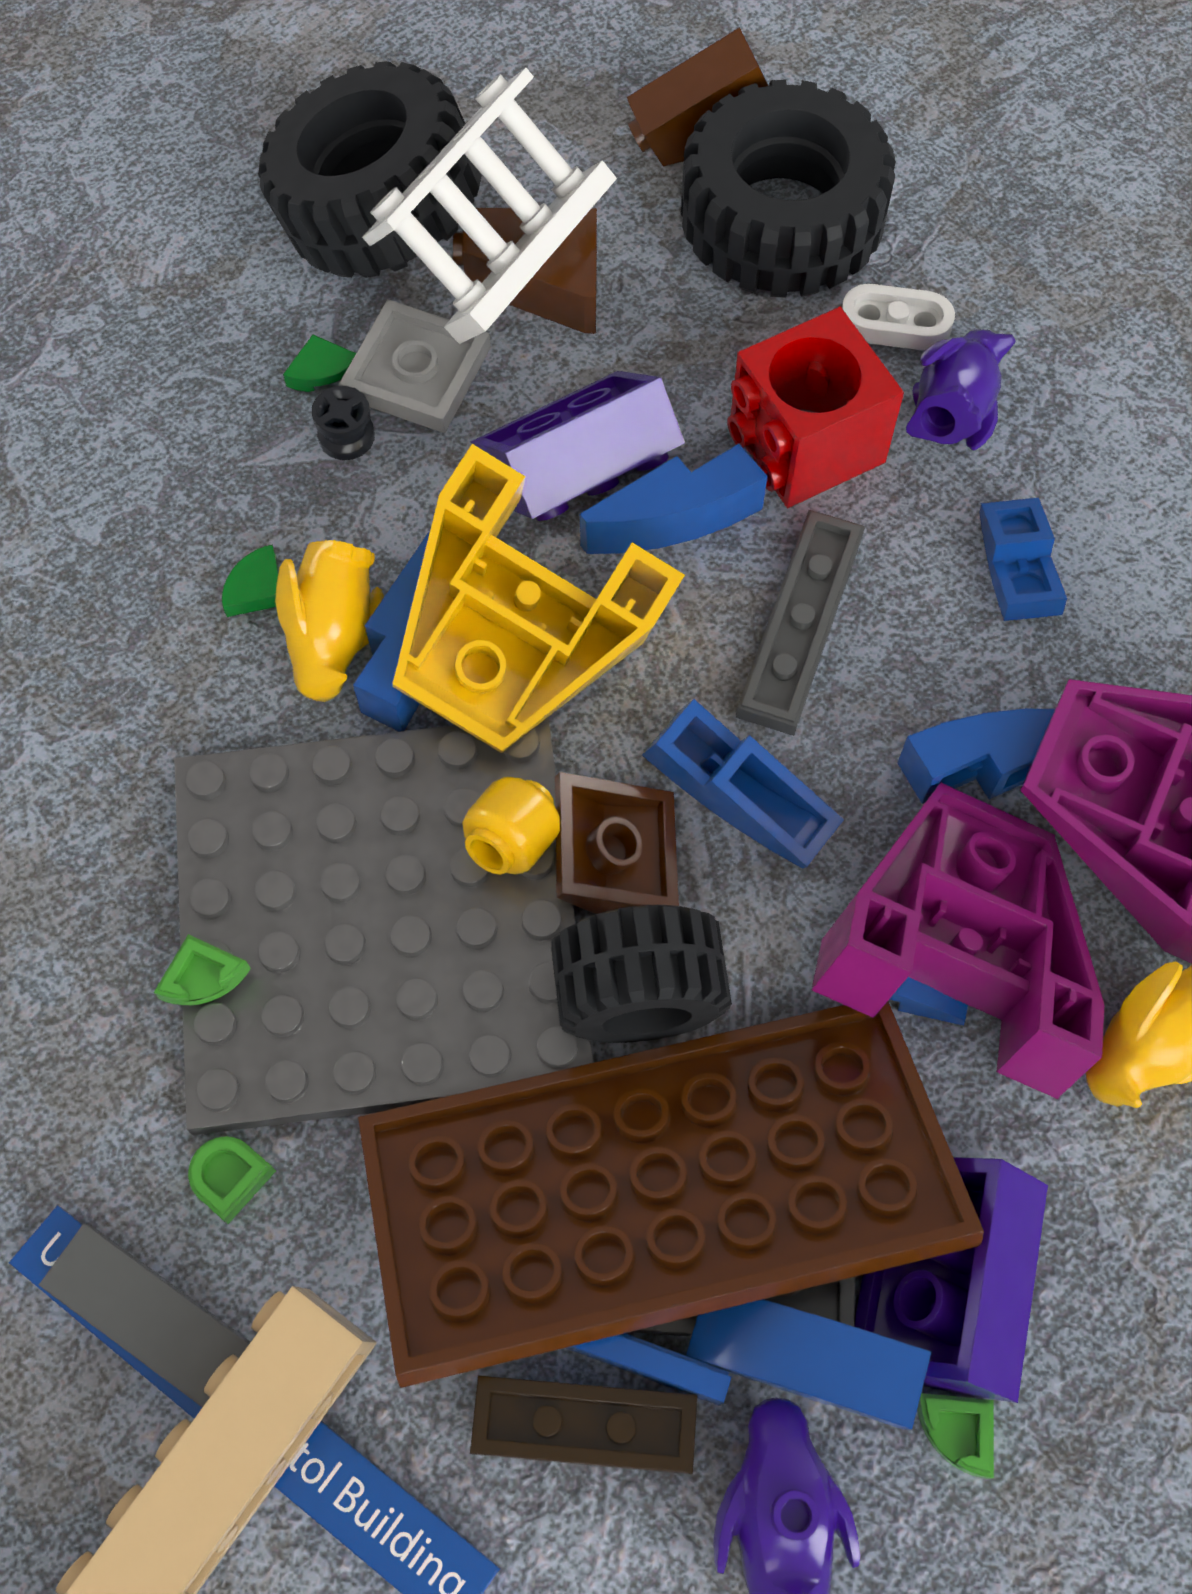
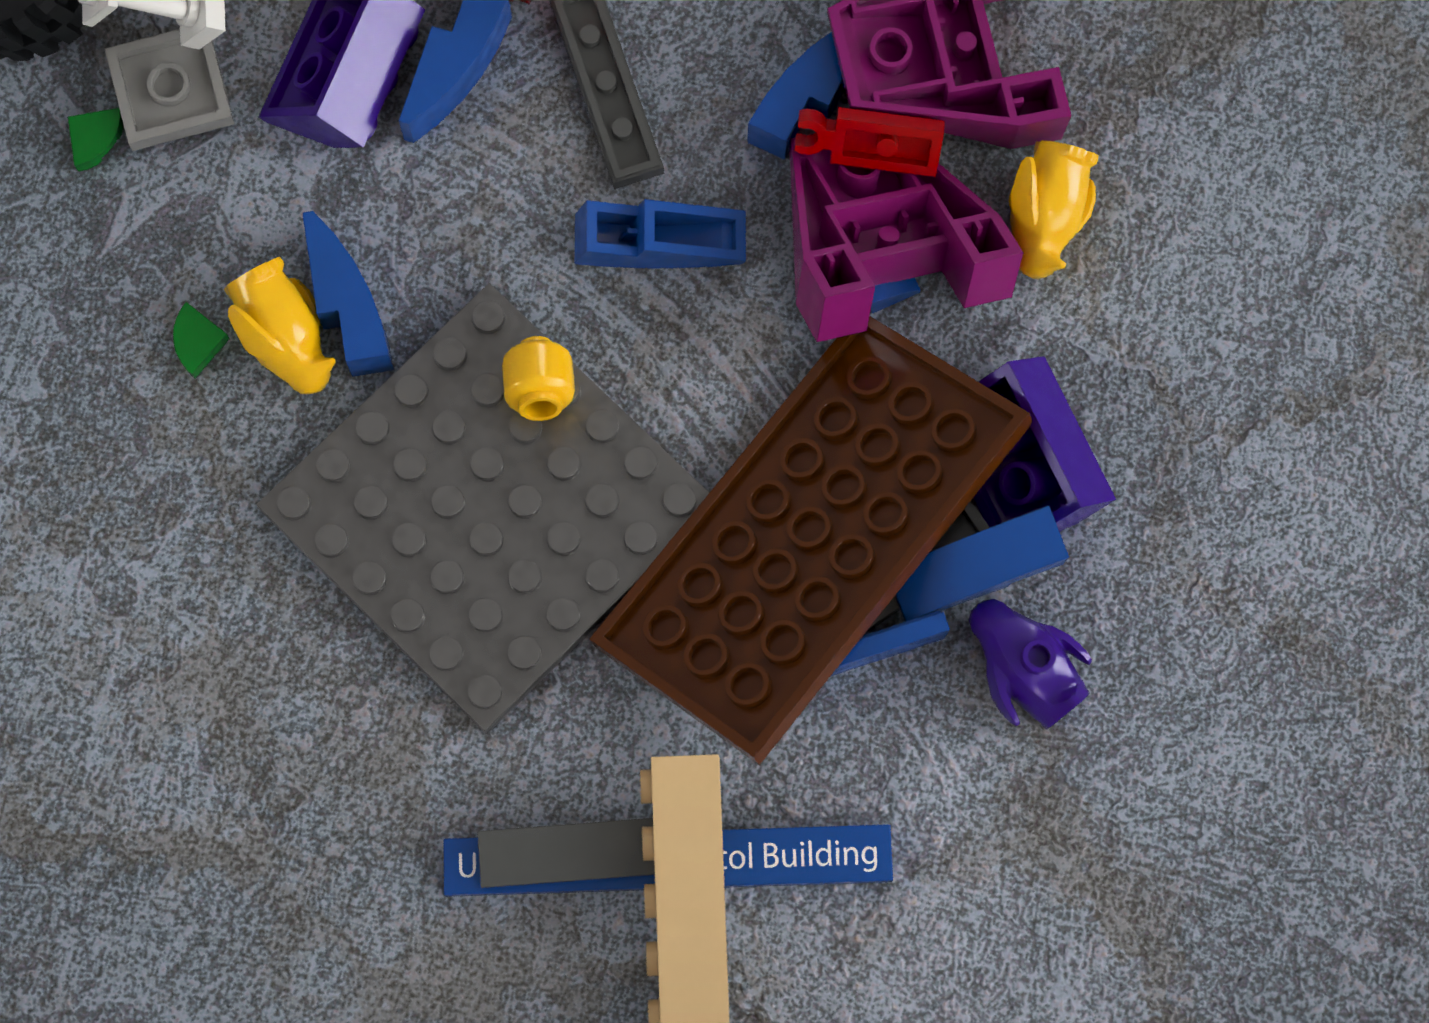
camera: 40 degrees left, 10 degrees up
(200, 974) = (412, 628): bright green tile -> none
(227, 1175) = (533, 739): bright green tile -> none
(345, 407) = (149, 159): black wheel -> none
(499, 635) = (415, 250): yellow wedge -> none
(584, 1425) = (876, 708): dark brown plate -> none
(614, 844) = (611, 339): reddish brown slope -> none
(640, 974) = (702, 412): black tyre -> none
(960, 1431) = (1096, 542): bright green tile -> none
(1024, 837) = (873, 140): none -> red plate

